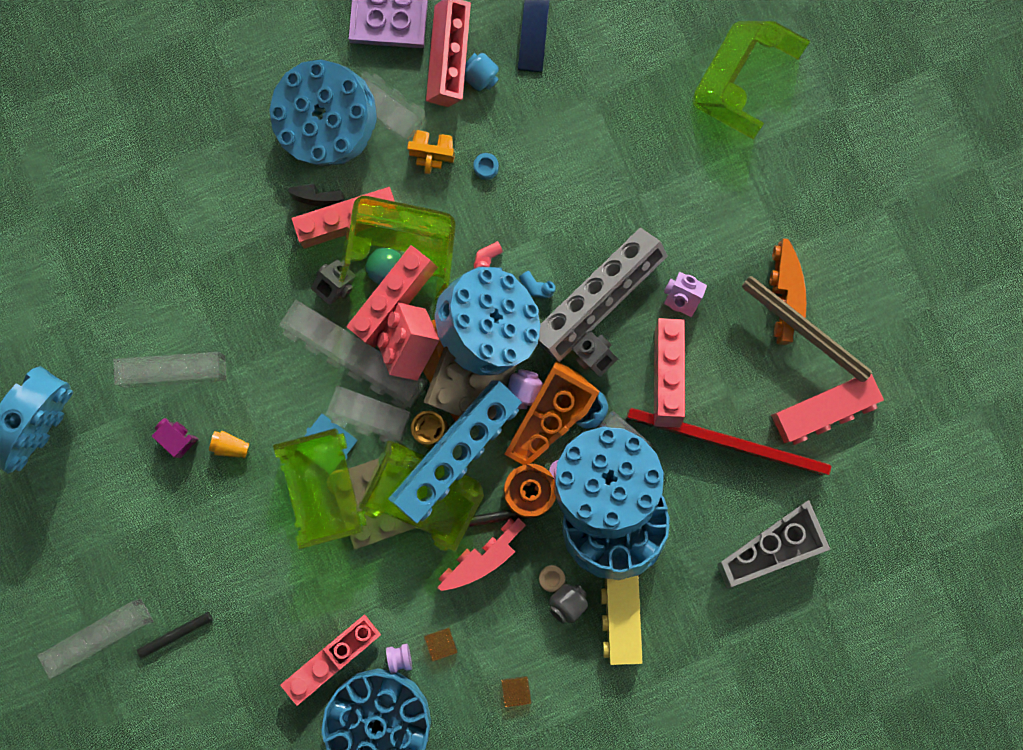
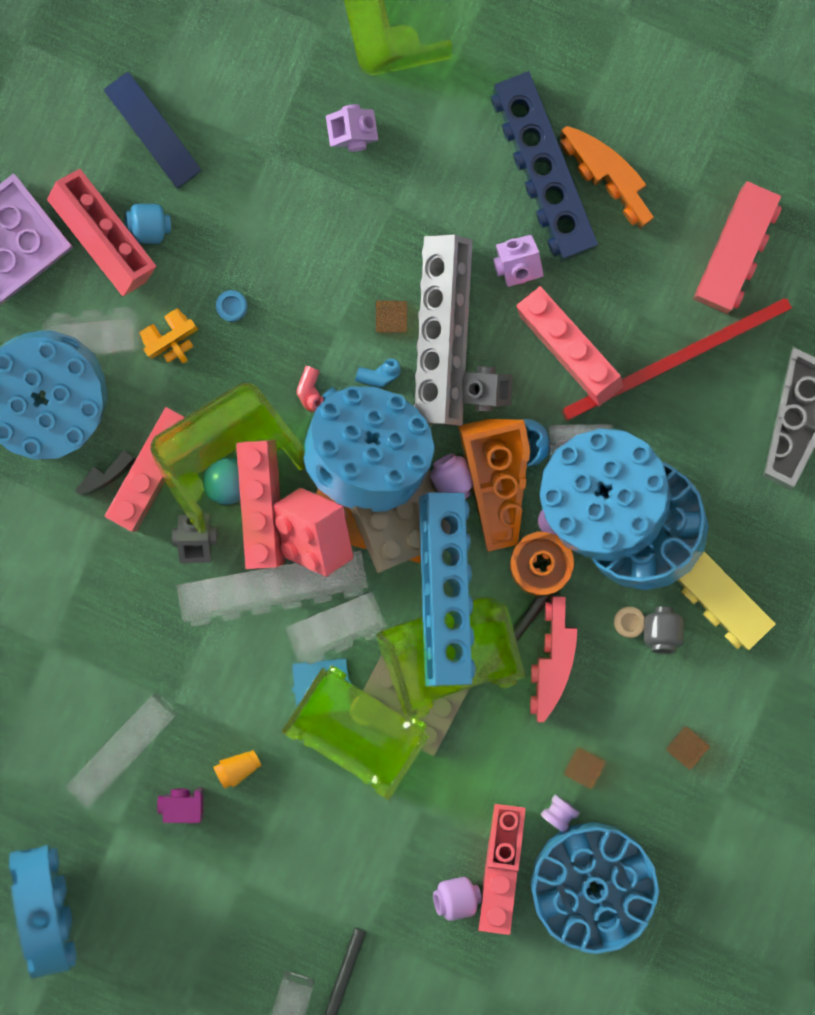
camera: 45 degrees left, 5 degrees up
(286, 652) = (457, 898): none -> lavender head
(428, 428) = (402, 590): pearl gold wheel -> none
(576, 259) = (391, 316): none -> clear orange tile
(655, 124) = (352, 128): none -> lavender brick
(778, 195) = (522, 91): none -> dark blue brick
(806, 329) = (656, 195): dark tan axle -> none

